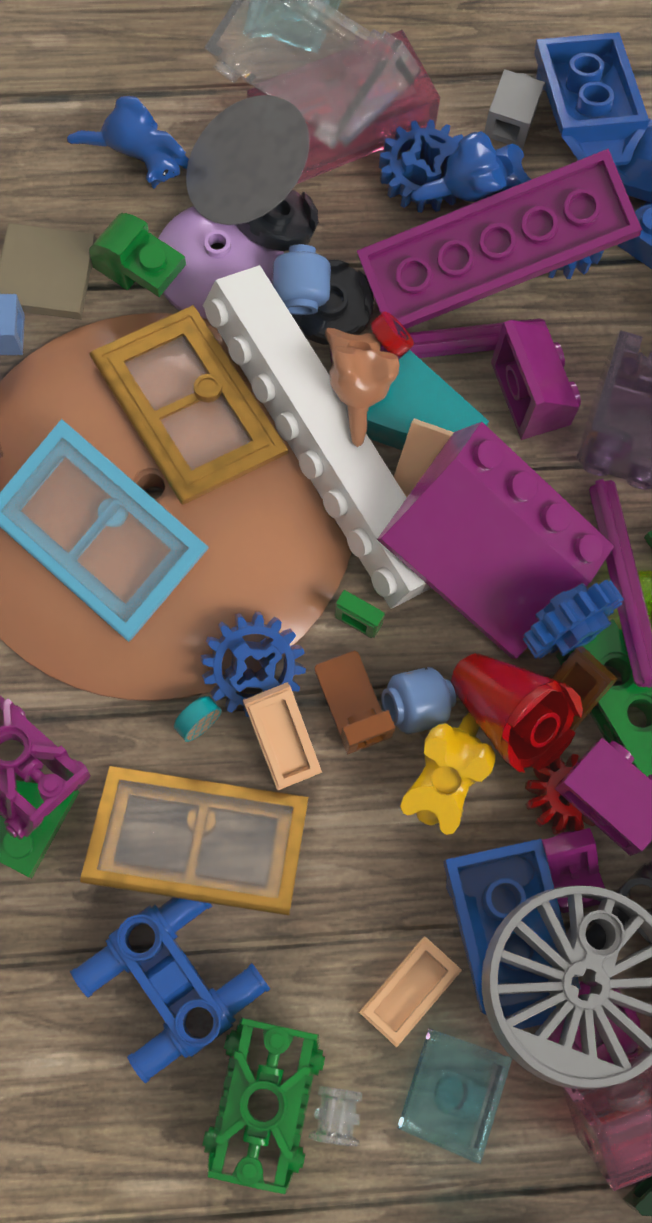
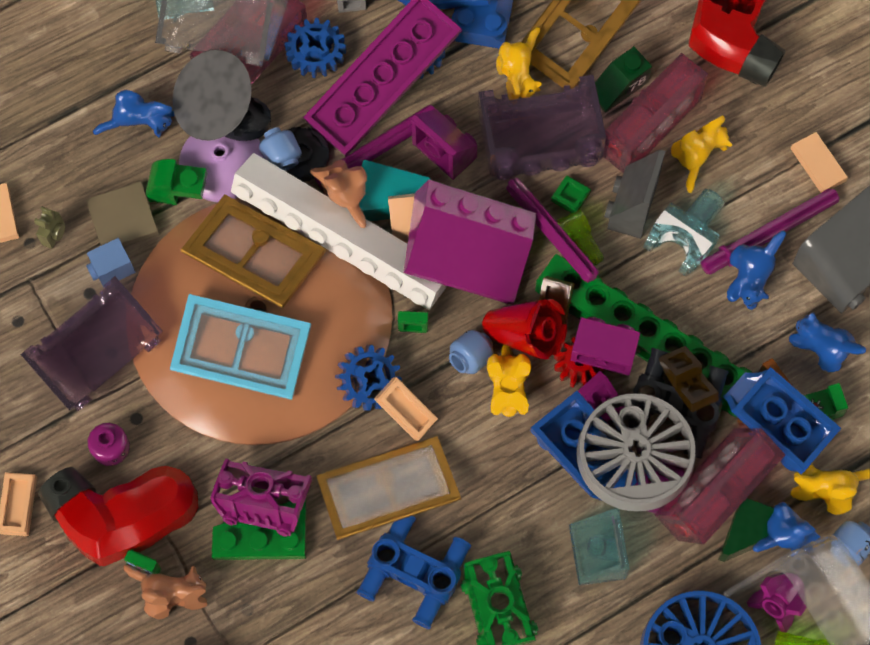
camera: 20 degrees left, 5 degrees down
(197, 718) = (352, 423): teal tile -> none
(337, 1117) = (542, 593): clear bush -> none
(353, 702) = (436, 372): dark orange bracket -> none
(392, 334) = (349, 155): red tile -> none
(410, 991) = (548, 510): light nougat tile -> none
(477, 171) = (350, 38): blue animal -> none
(573, 619) = (533, 263): blue gear -> none

